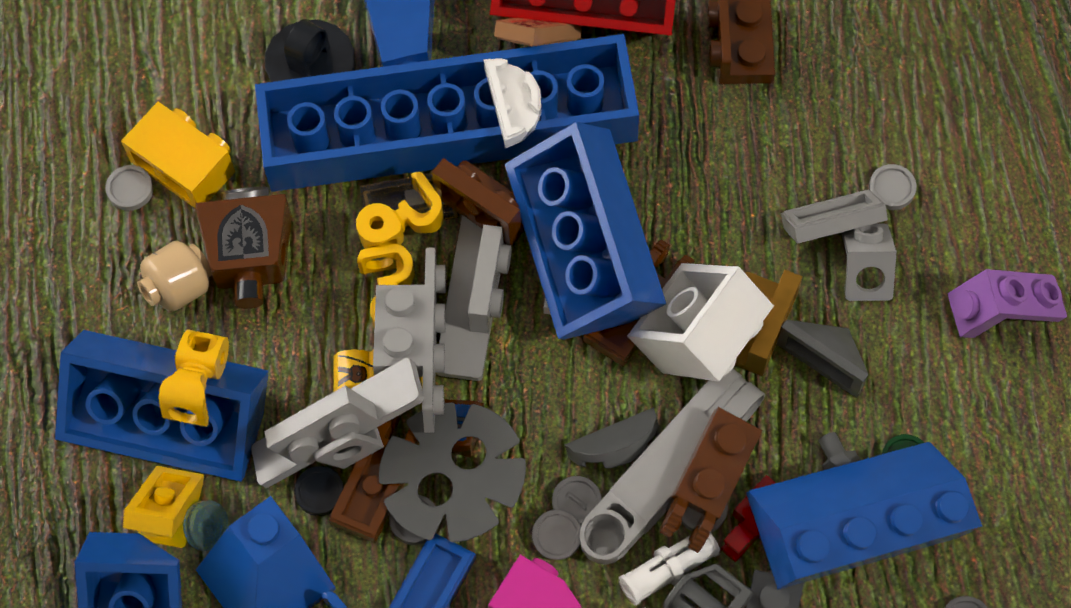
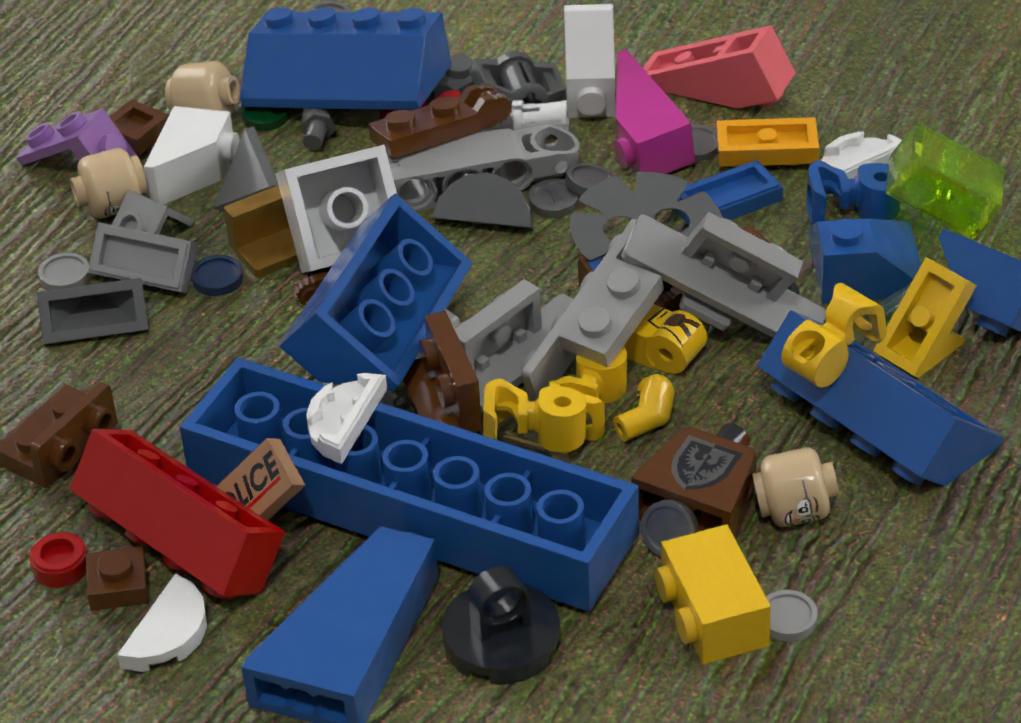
camera: 145 degrees left, 25 degrees down
(333, 305) = (652, 411): none -> yellow arm
(773, 253) = (217, 275): none -> dark blue piece
(830, 155) = (92, 311): none -> dark grey slope
(908, 350) = (190, 153): none -> white slope
(932, 269) = (105, 181): none -> tan head
(963, 423) = (203, 87): none -> tan head
(984, 357) = (139, 124): none -> reddish brown plate

